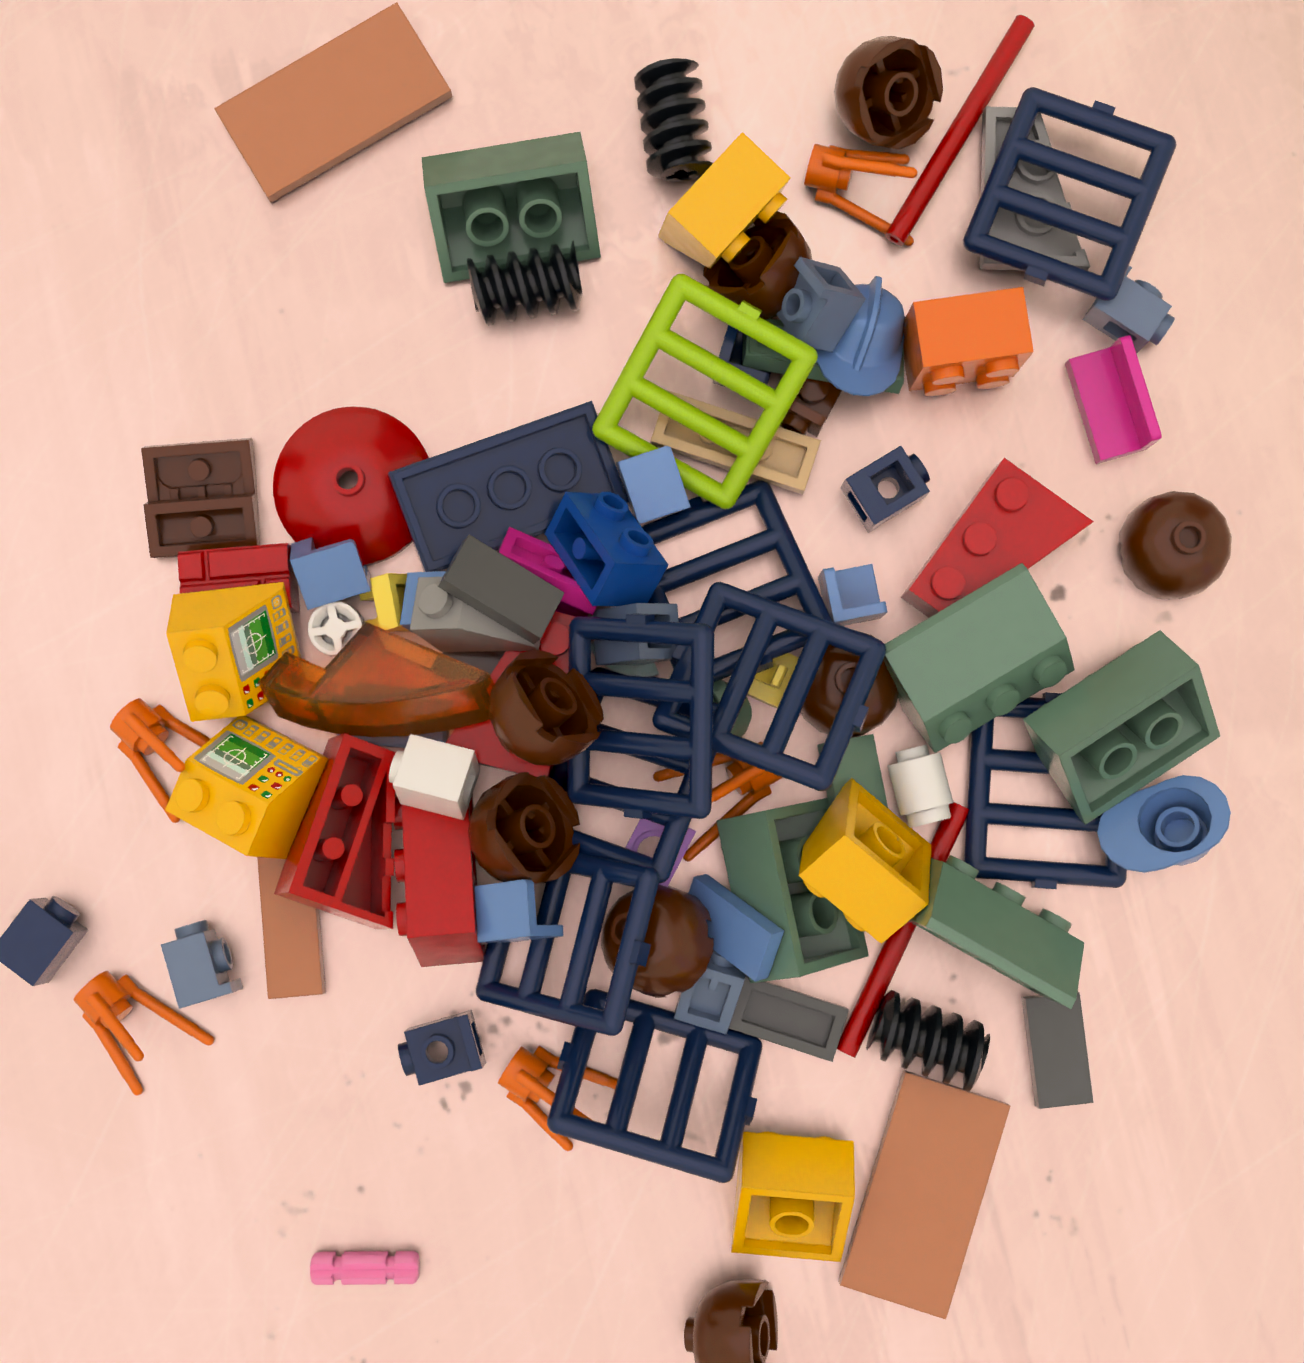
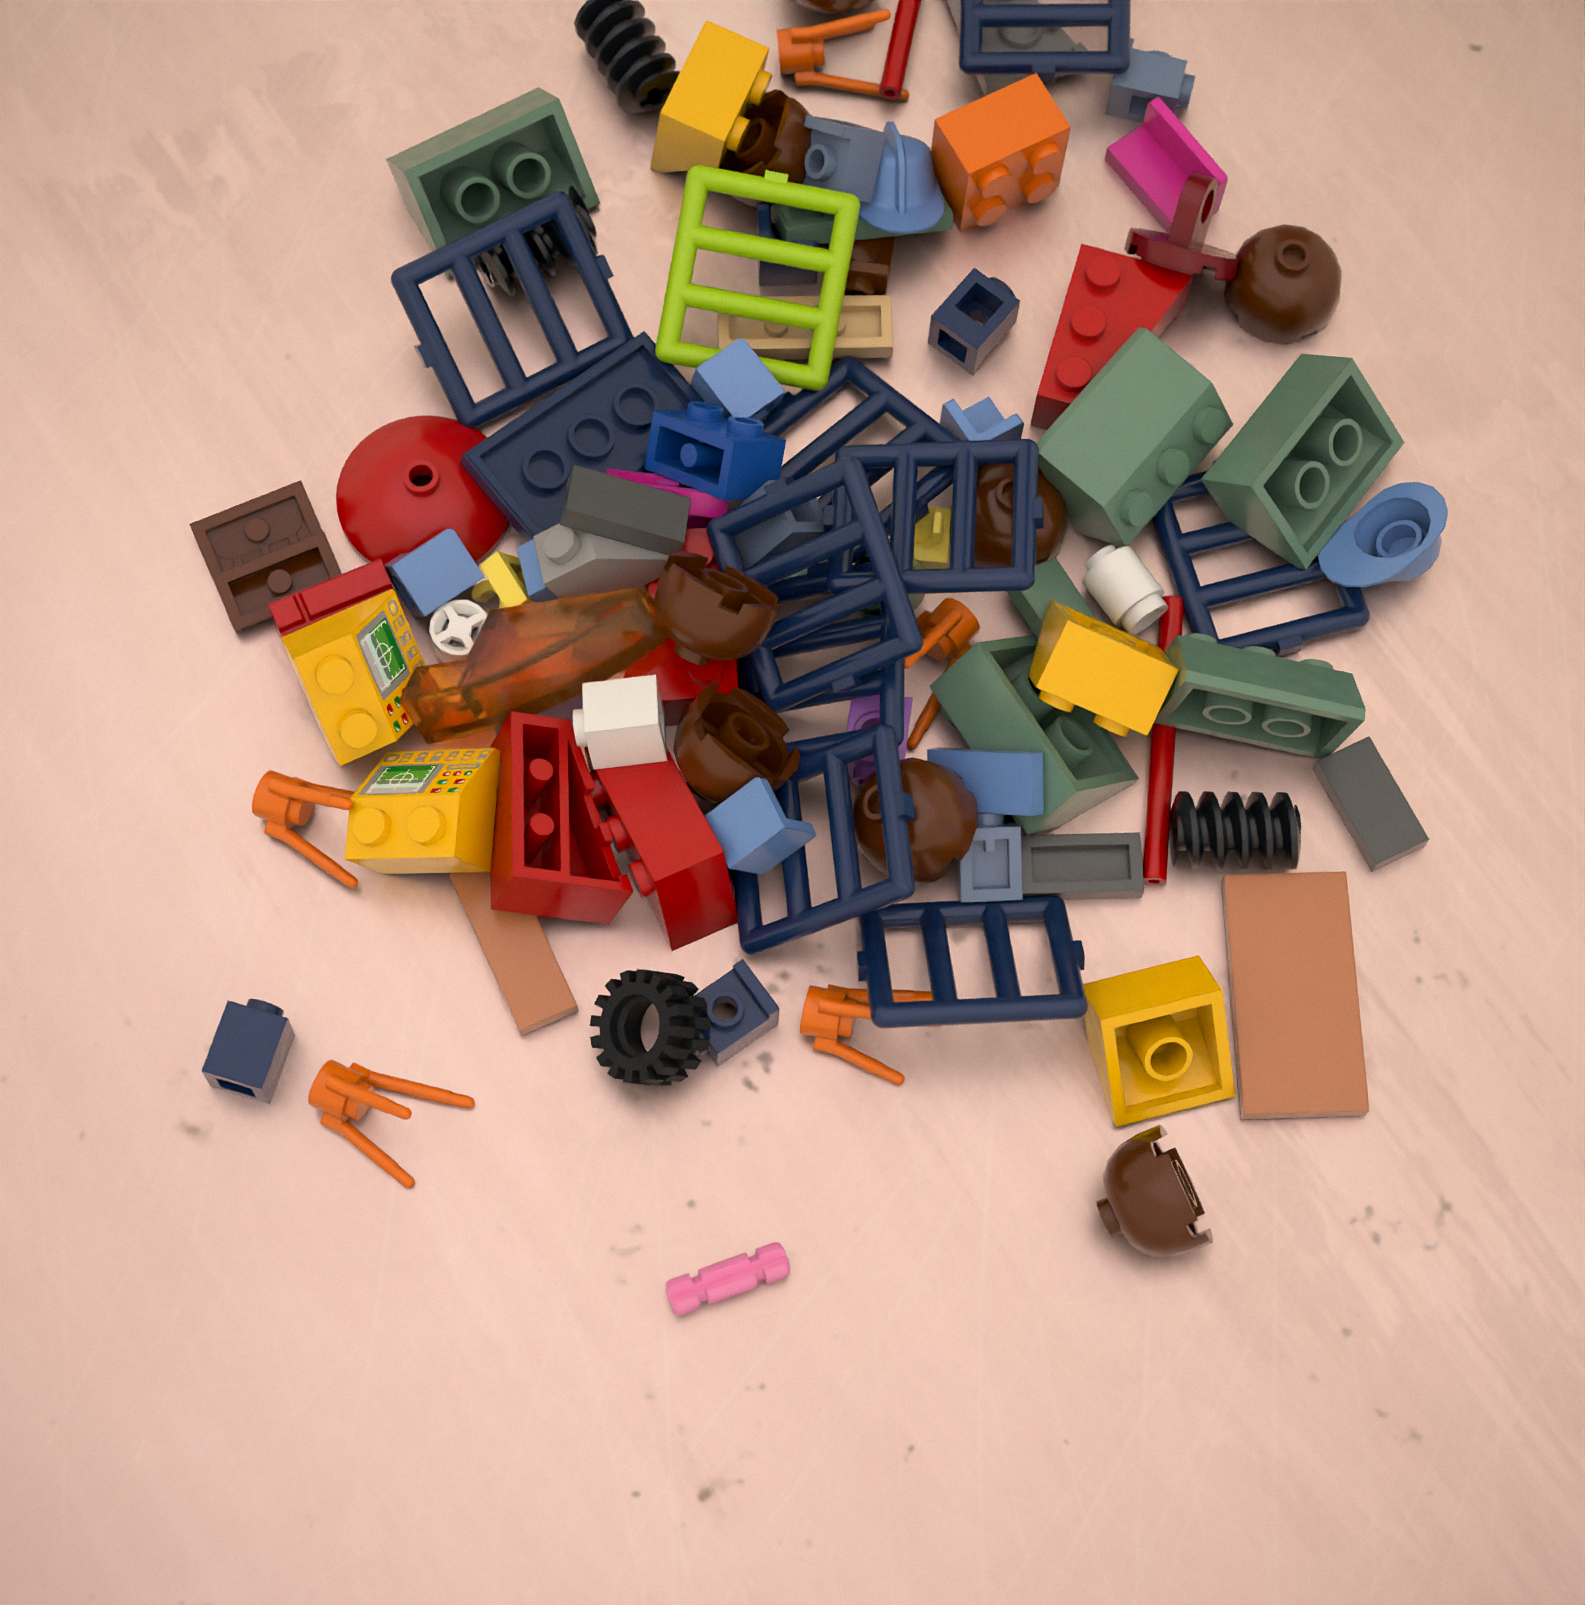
camera: 20 degrees left, 15 degrees down
(199, 965) = (435, 1019): sand blue brick -> none
(333, 102) = (273, 144): nougat tile -> none
(348, 1044) = (622, 1023): none -> black tyre
(496, 280) = (457, 258): none -> dark blue bar
(1096, 490) = (1184, 245): none -> dark red tile

